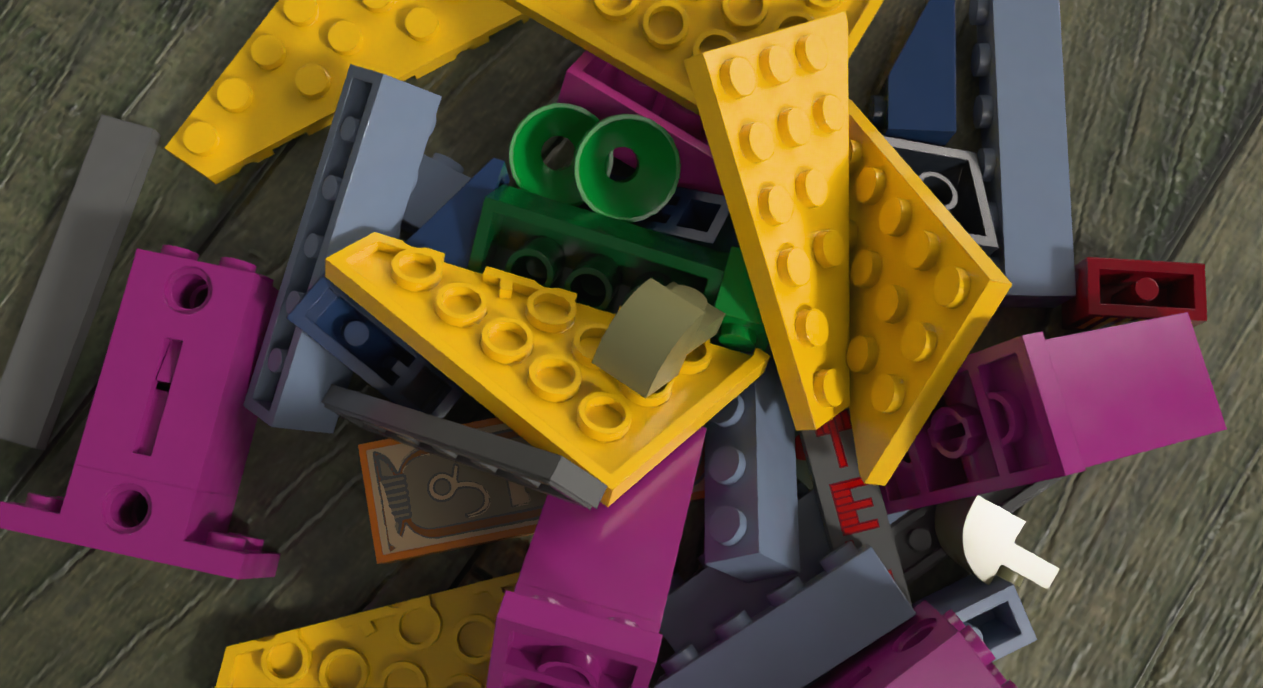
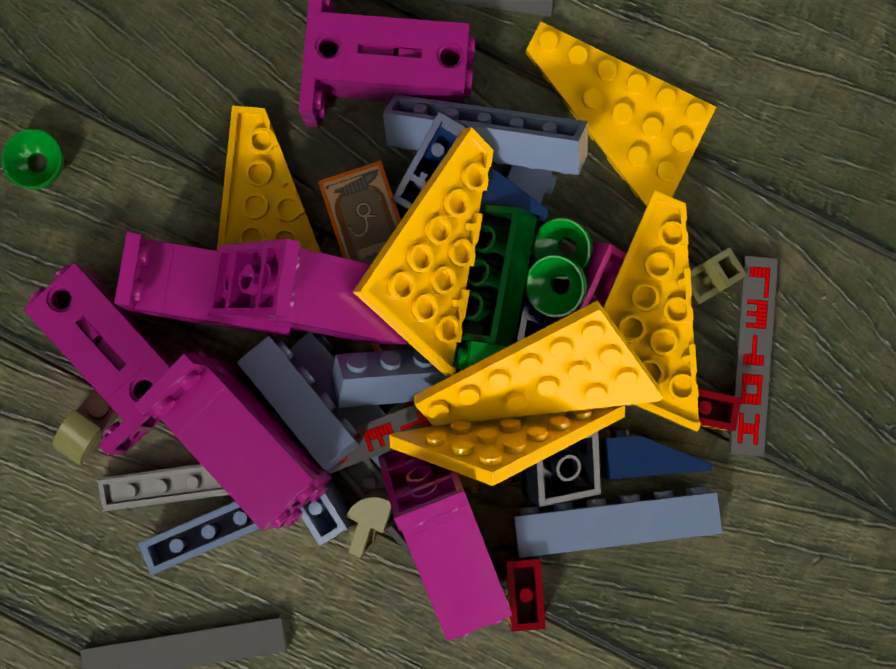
camera: 85 degrees right, 5 degrees up
(469, 446) = (379, 213): dark grey tile -> none
(655, 334) = (451, 308): olive brick -> none

